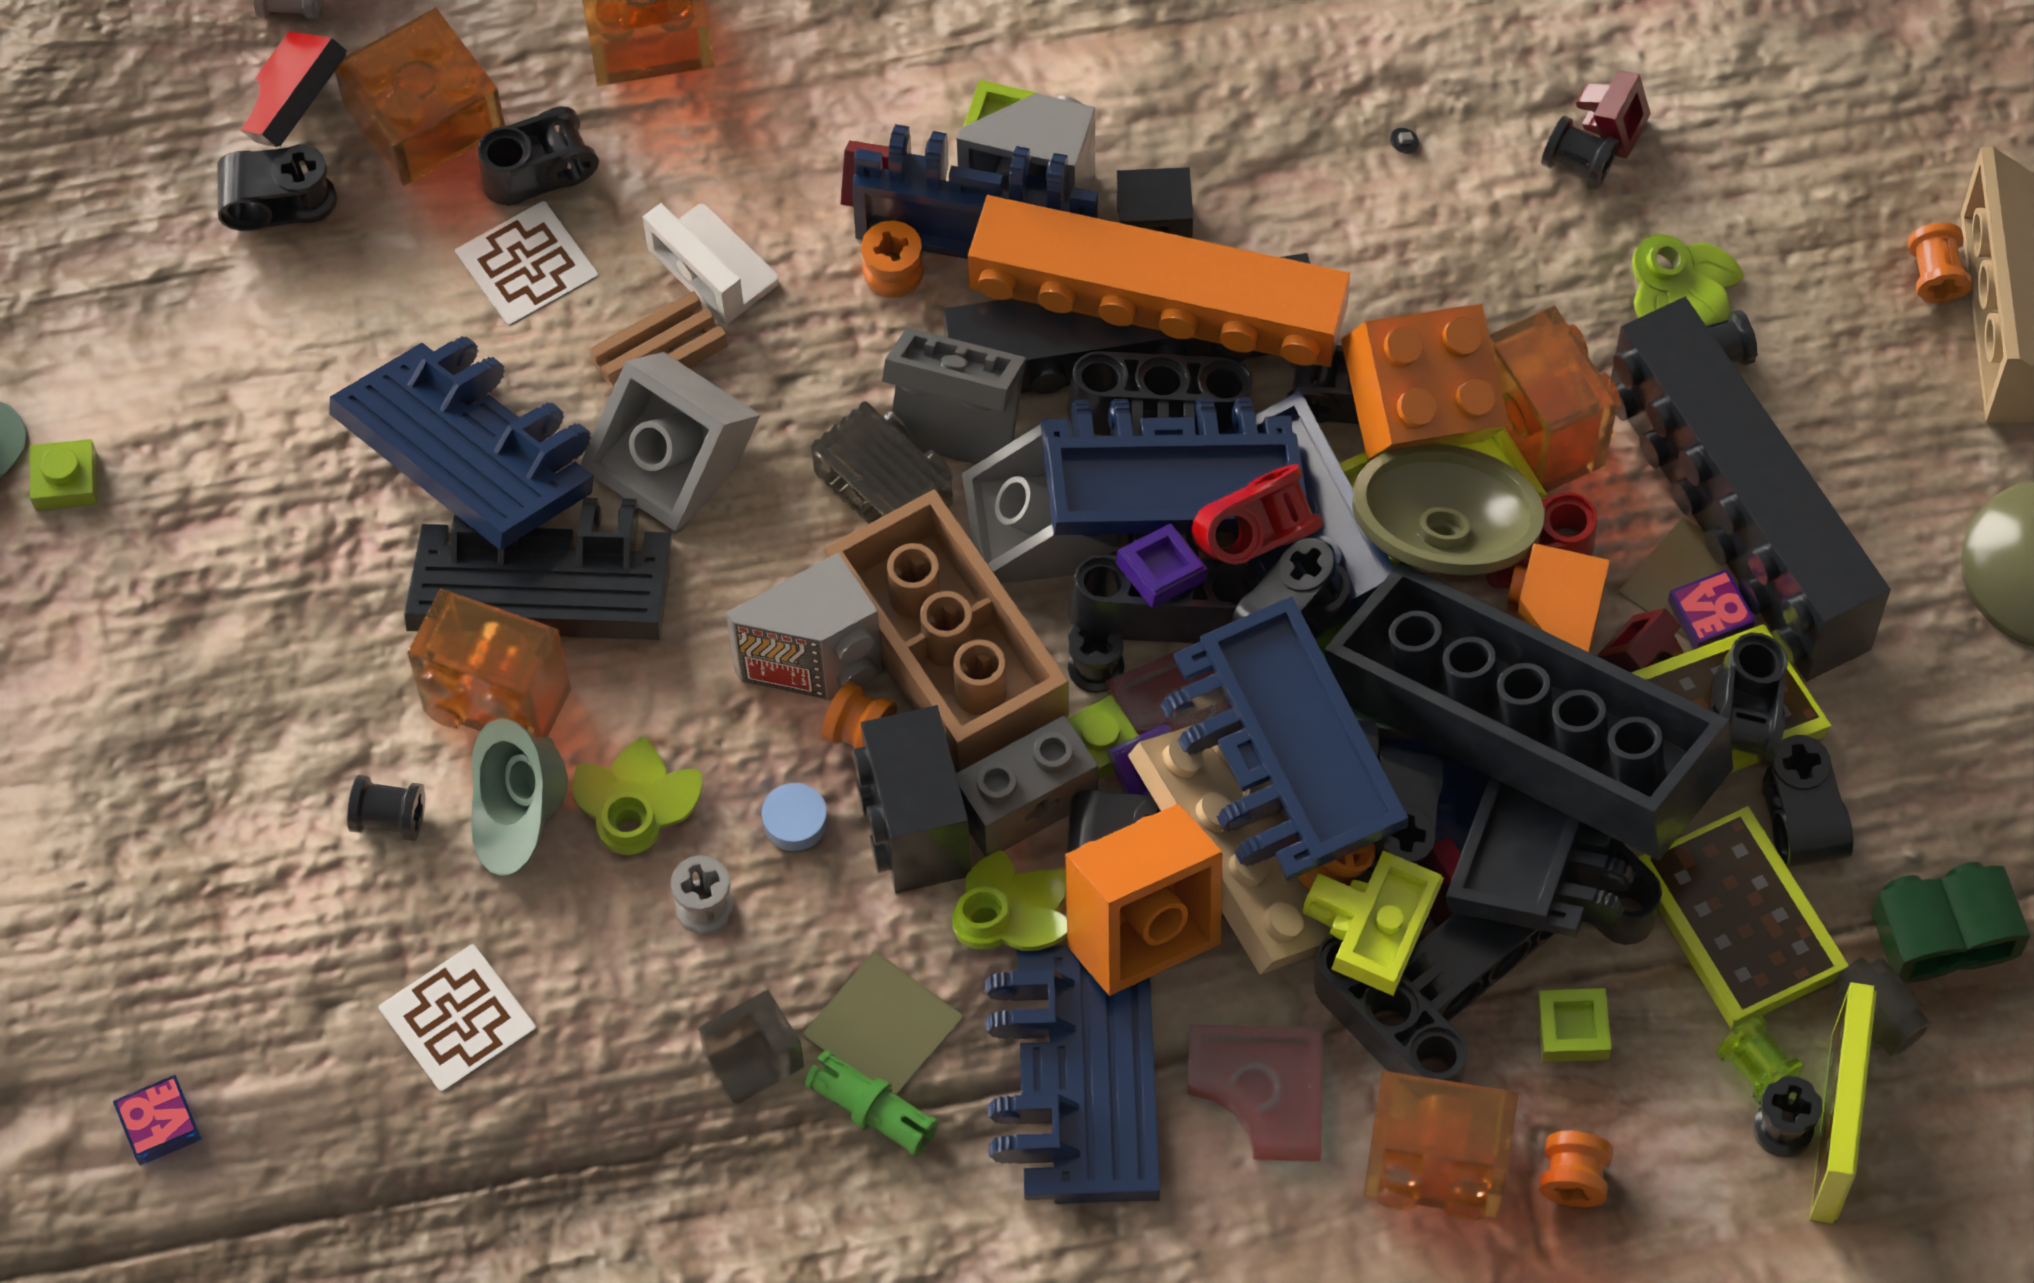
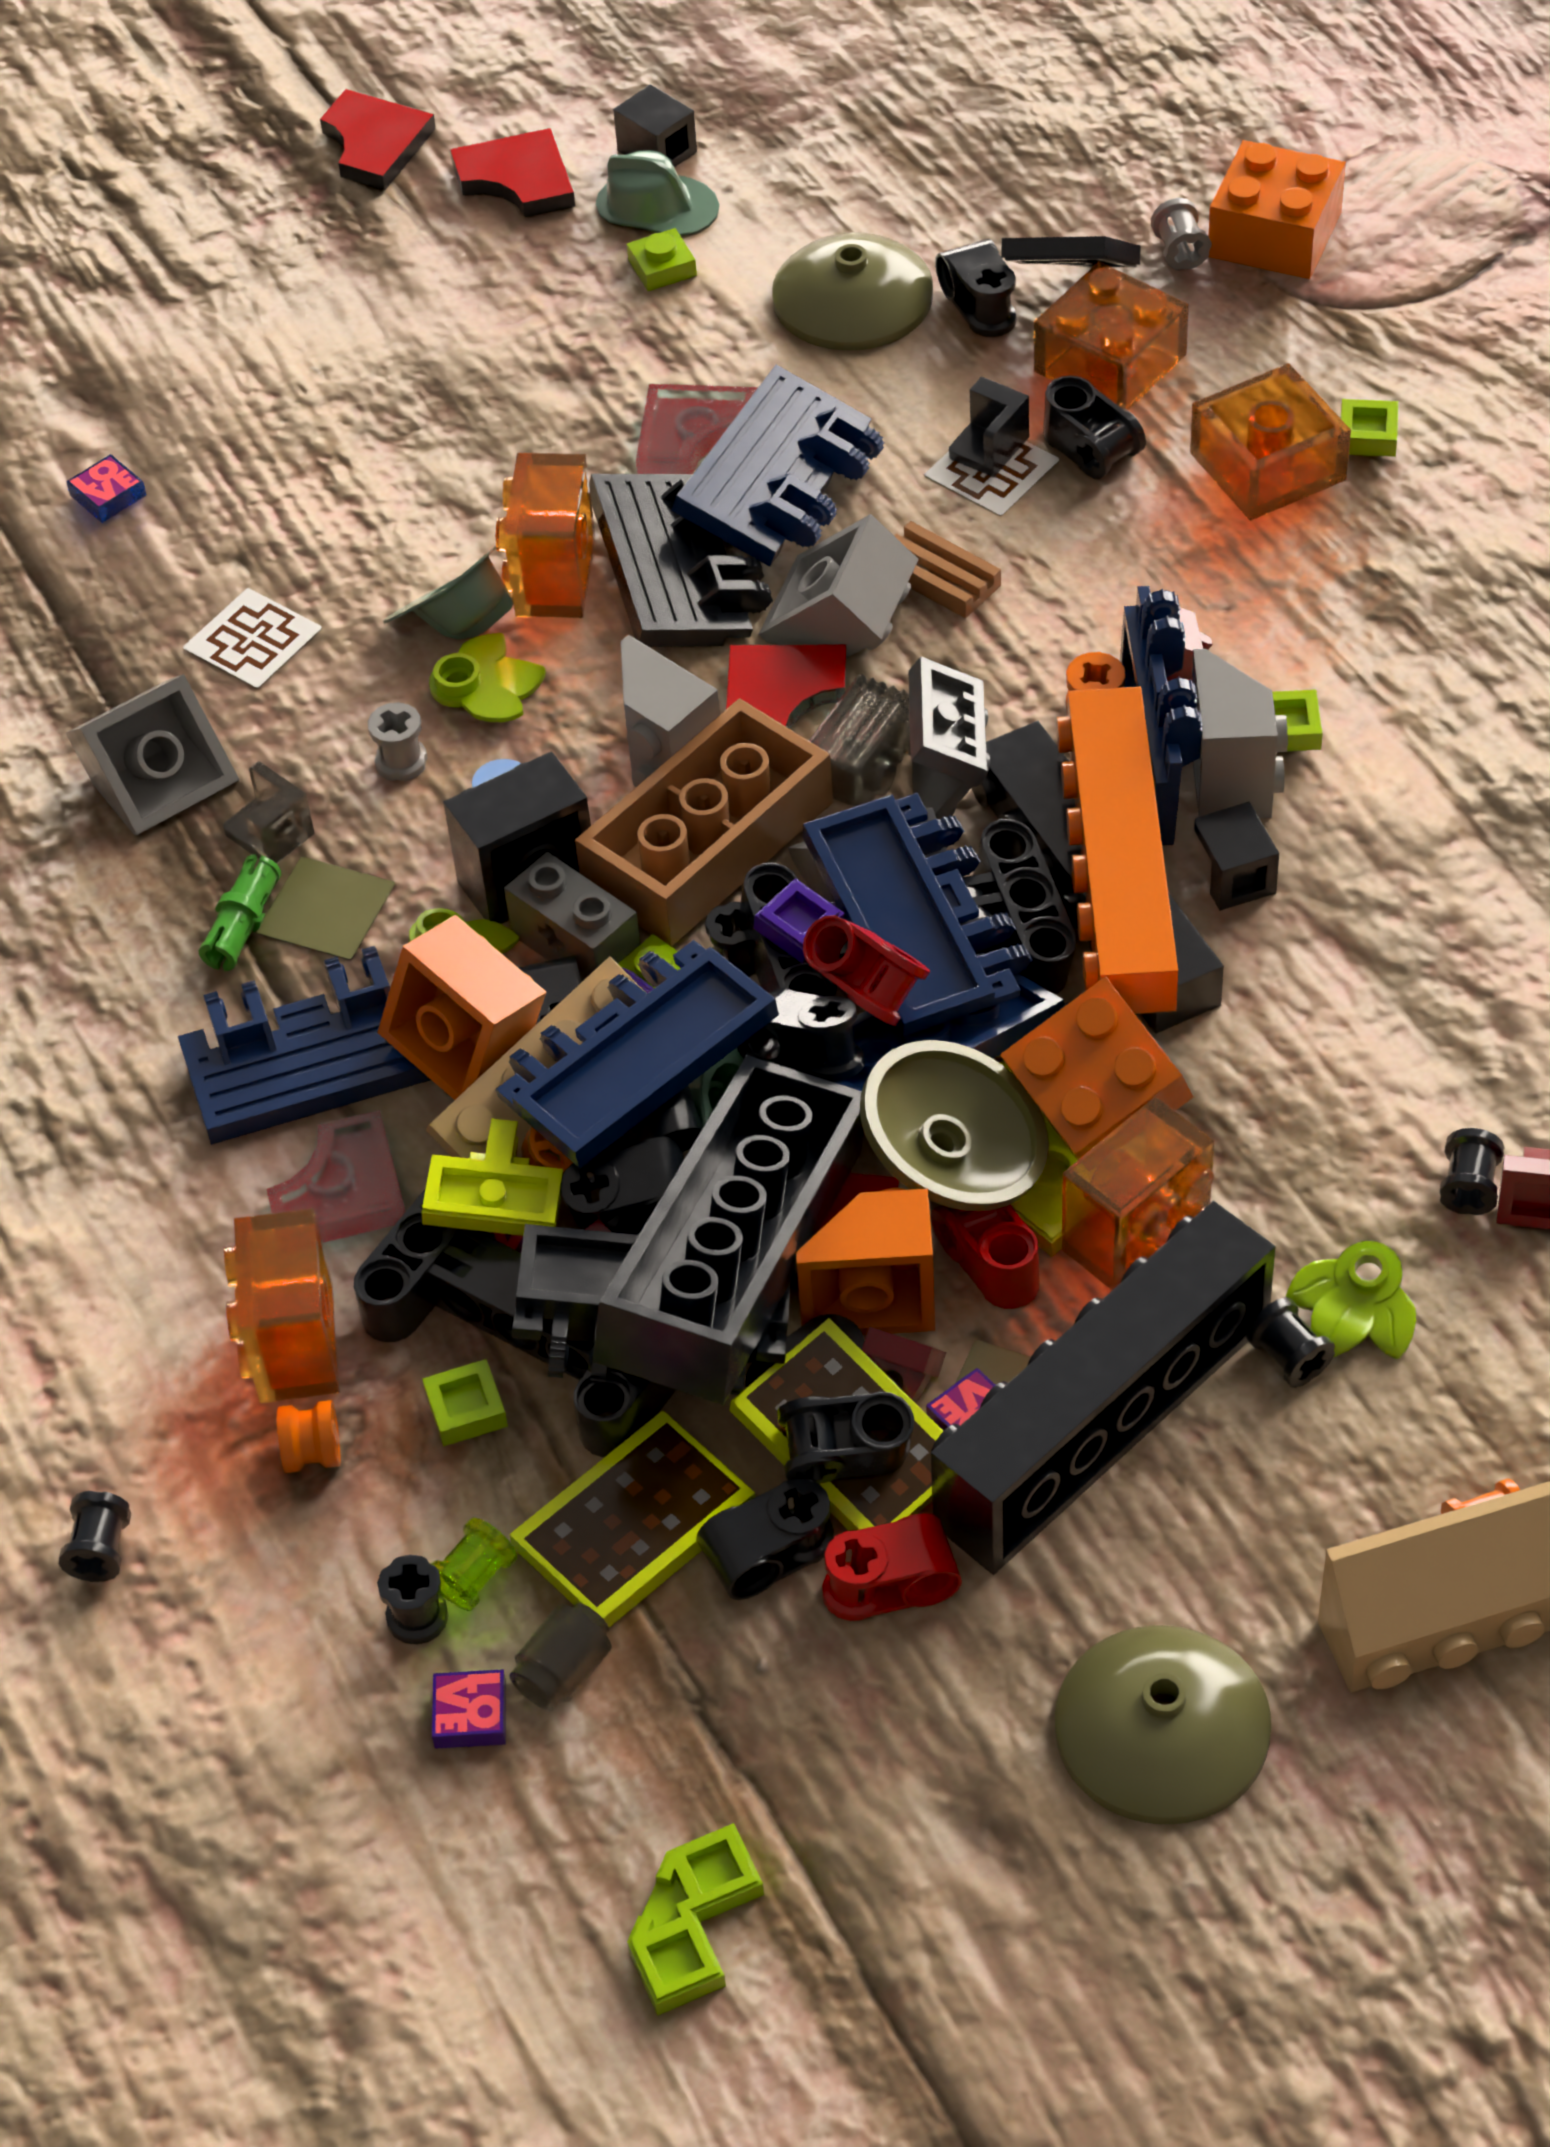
camera: 75 degrees right, 10 degrees down
(209, 335) = (852, 291): none -> olive dish
(335, 513) = (685, 424): none -> clear light blue tile
(386, 807) = (416, 518): black bush -> none
(494, 240) = (995, 429): none -> black panel
(614, 1142) = (153, 755): none -> light grey slope
(709, 259) = (1039, 571): white panel -> none
(757, 527) = (787, 678): none -> red tile
(849, 710) = (605, 784): orange wheel -> none
(1404, 140) = (1426, 1037): black piece -> none
(1843, 1103) = (419, 1624): neon yellow tile -> none
(1864, 720) = (895, 1565): none -> red piece
(1904, 1101) = (469, 1709): none -> tile
(1950, 922) = (677, 1696): dark green brick -> none

